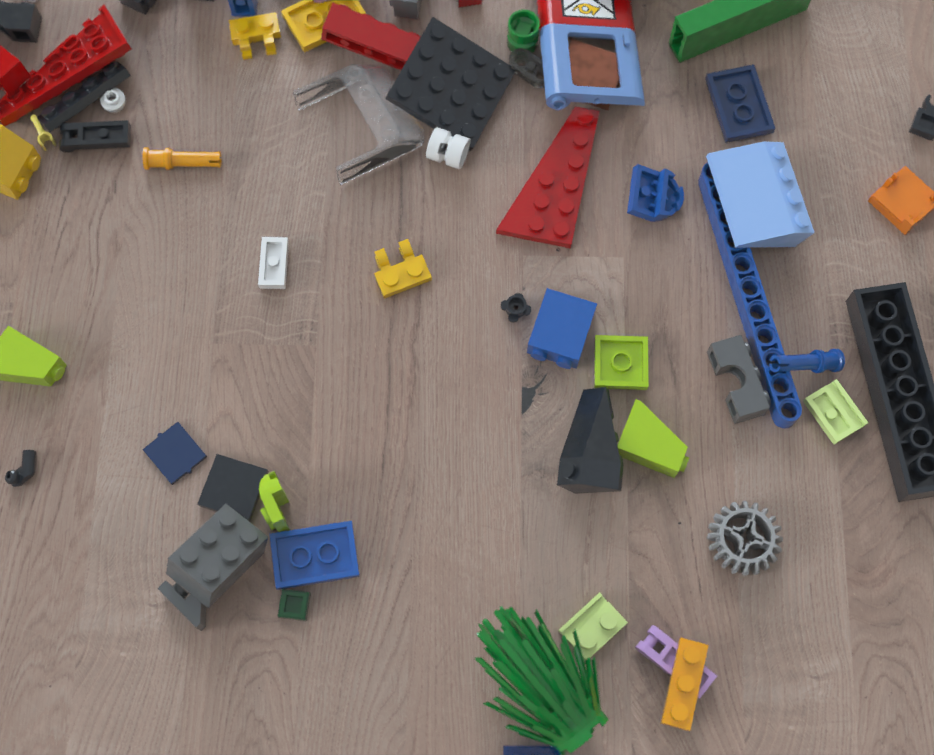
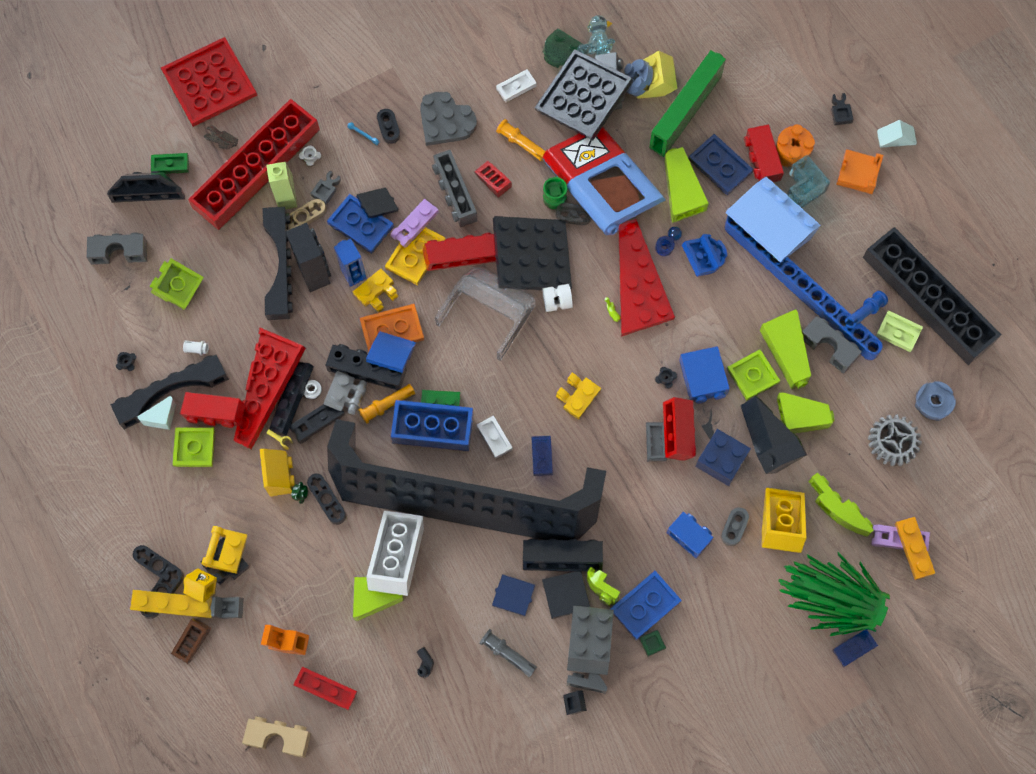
camera: 30 degrees left, 0 degrees up
(21, 201) = (299, 492): none -> dark green plate
(52, 235) = (338, 507): none -> black beam
(66, 324) = (395, 553): none -> white brick
(116, 503) = (500, 648): none -> dark grey pin
(139, 115) = (339, 390): none -> light grey plate
(155, 618) = (574, 702): none -> black plate
(185, 107) = (355, 365): none -> black brick
(211, 209) = (432, 425): none -> blue brick
(219, 102) = (390, 351): none -> blue slope
(242, 82) = (398, 322): none -> orange plate
(243, 190) = (441, 397): none -> green plate
(255, 438) = (562, 555): none -> black brick
(280, 397) = (459, 500): none -> black arch
(312, 314) = (542, 455): none -> clear blue plate
(421, 503) = (690, 534): none -> blue brick
(454, 373) = (655, 441): none -> dark grey plate
(481, 527) = (735, 527): none -> dark grey plate
(489, 373) = (679, 429): none -> red brick
(504, 197) = (611, 309): none -> lime piece
(520, 436) = (723, 457): none -> dark blue brick
(544, 553) = (784, 520): none -> yellow slope
(594, 625) = (841, 541): yellowish green plate -> none
(624, 588) = (846, 513): none -> lime slope
(633, 152) = (674, 234): none -> clear blue plate
(676, 108) = (684, 189): none -> lime slope
(684, 349) = (788, 347): none -> lime slope
(799, 117) = (763, 153): none -> red brick
(833, 179) = (810, 182): none -> clear light blue brick
(833, 505) = (932, 390): none -> sand blue plate
(841, 128) = (794, 144): none -> orange brick

